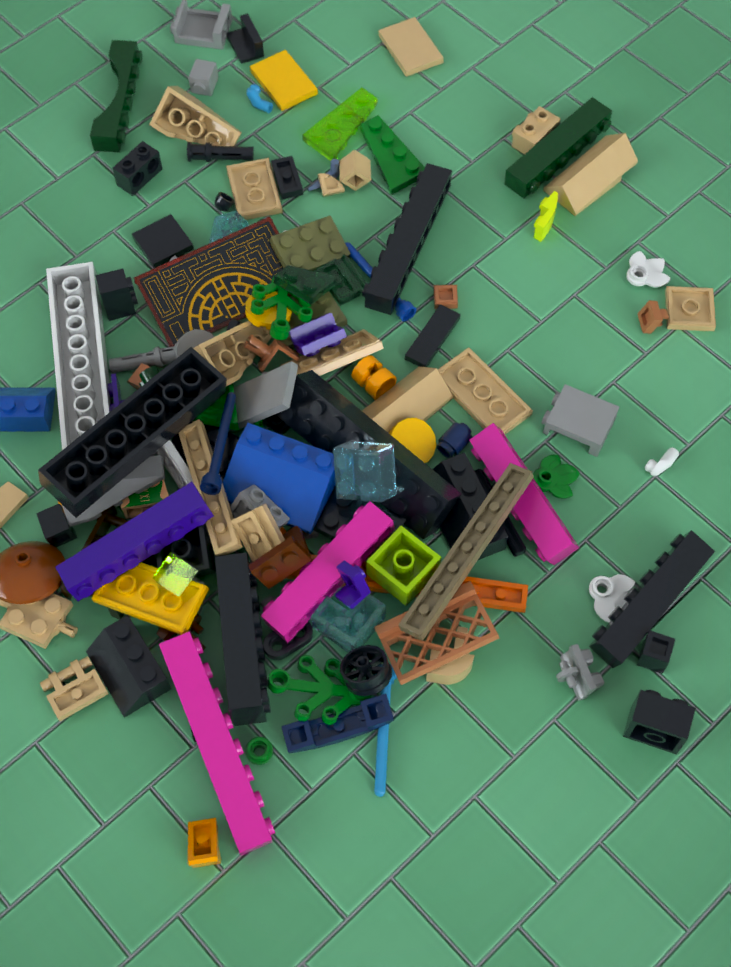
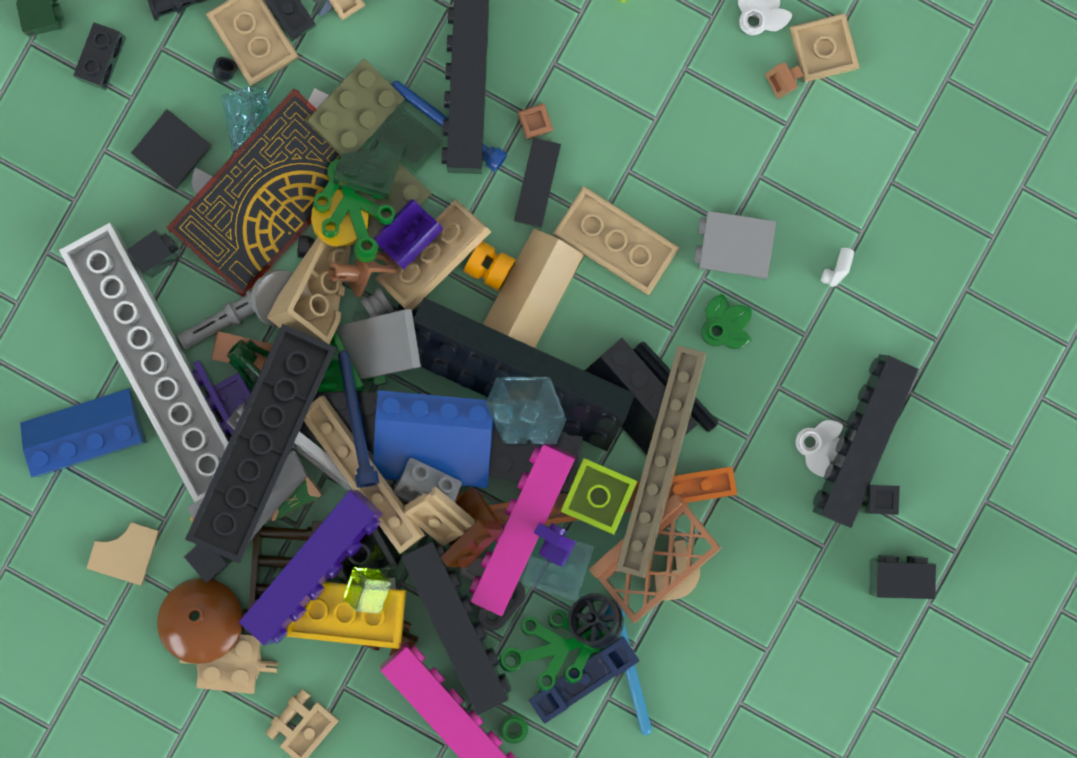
camera: 15 degrees left, 25 degrees up
(127, 666) = (348, 687): black slope -> none
(416, 437) = (559, 333): yellow tile -> none
(454, 440) = (603, 314): dark blue brick -> none
(533, 507) = (720, 381): dark pink brick -> none
(576, 672) = (806, 548): light grey hips -> none

